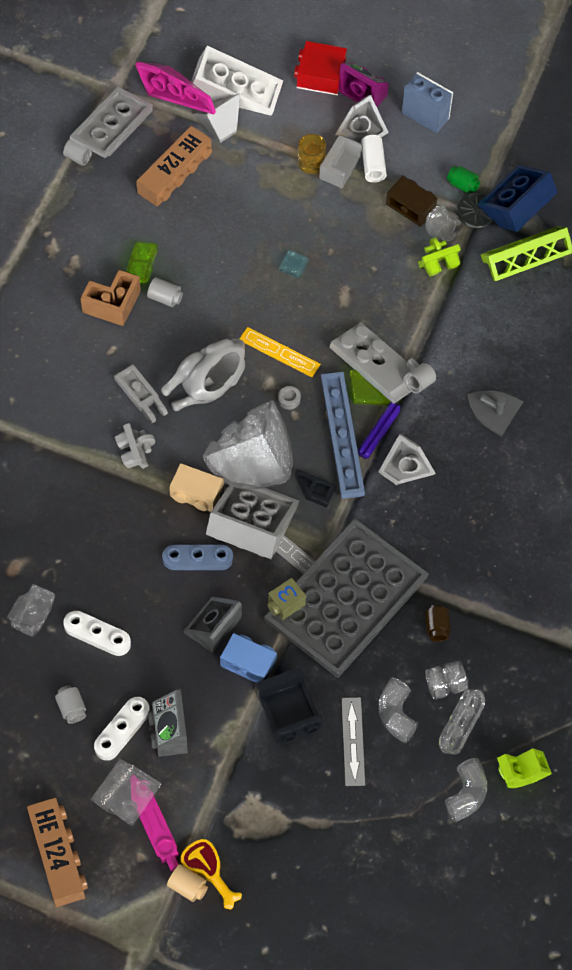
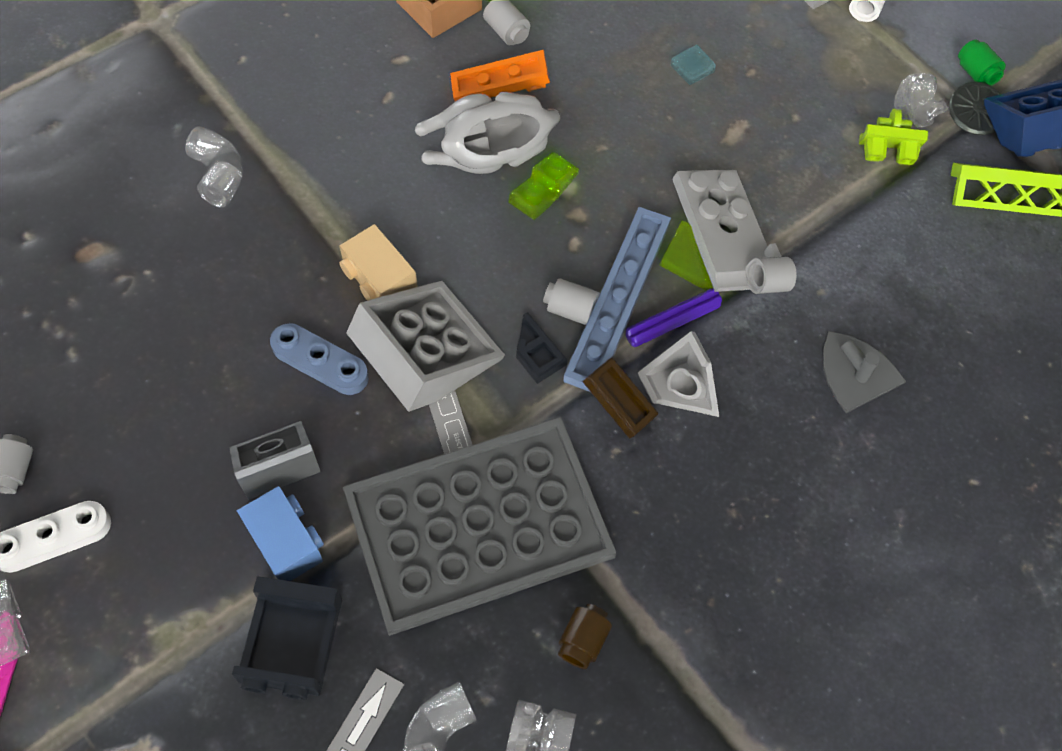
camera: 30 degrees right, 0 degrees up
(31, 610) = (59, 316): clear slope -> none
(59, 473) = (223, 165): none -> clear cylinder
(103, 640) = (125, 397): white plate -> none
(137, 444) = (342, 178): light grey hips -> none
(140, 392) = (394, 119): light grey hinge -> none
(169, 725) = (104, 570): slope -> none
(186, 333) = (506, 75): none -> orange hinge
(253, 451) = (480, 258): clear brick -> none
(255, 387) = (544, 186): none -> clear neon green slope
(279, 352) = (607, 159): yellow sticker -> none
(286, 599) = (382, 478): olive brick -> none
(289, 397) = (580, 217): light grey tile -> none
(318, 450) = (570, 300): none -> light grey brick
(379, 490) = (620, 397): none -> dark brown tile
(411, 200) = (893, 54): dark brown brick -> none

